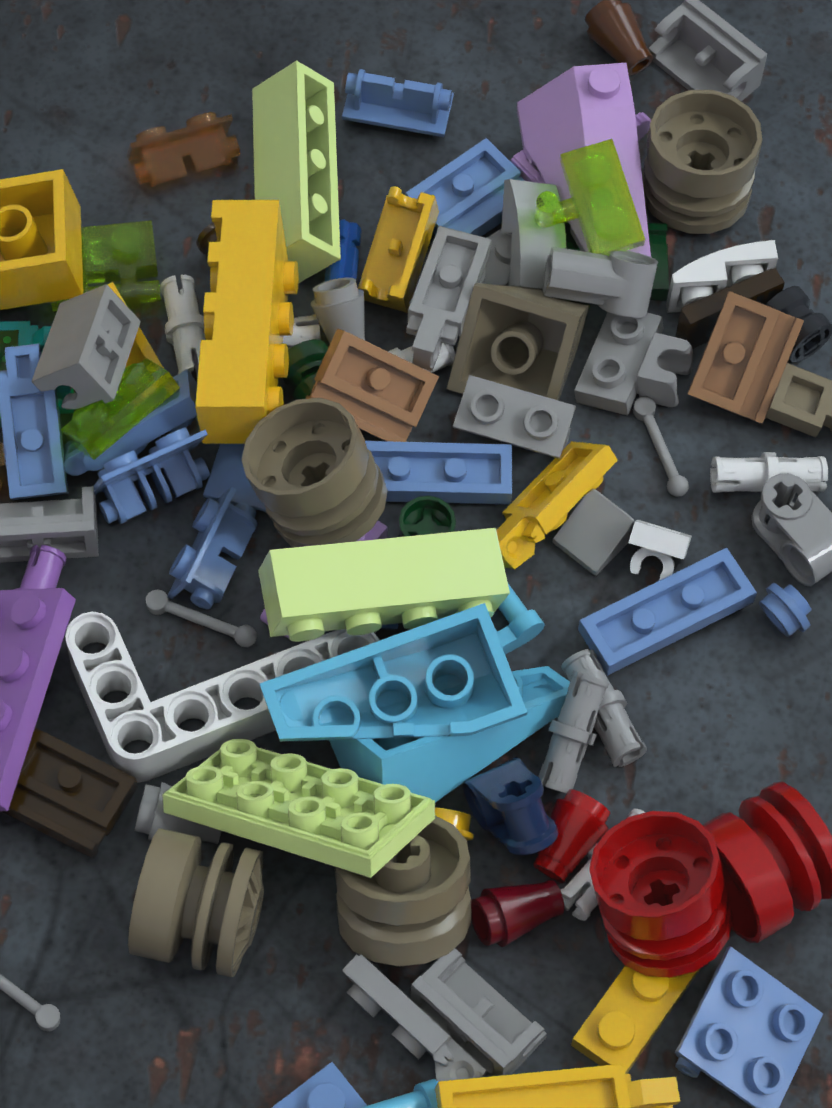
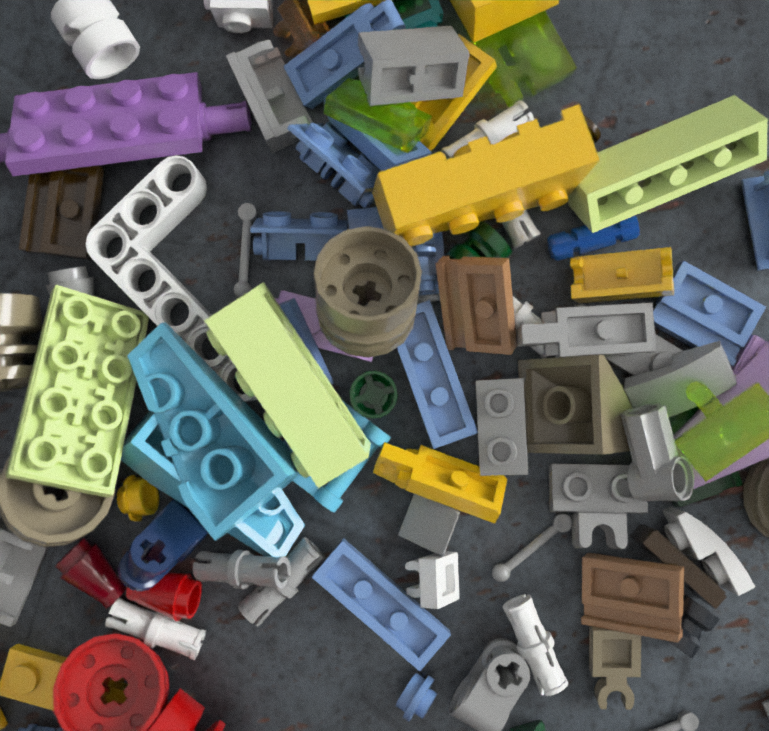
camera: 75 degrees right, 25 degrees up
(163, 151) = (646, 50): clear orange hinge -> none
(339, 306) = (541, 253): light grey cone -> none

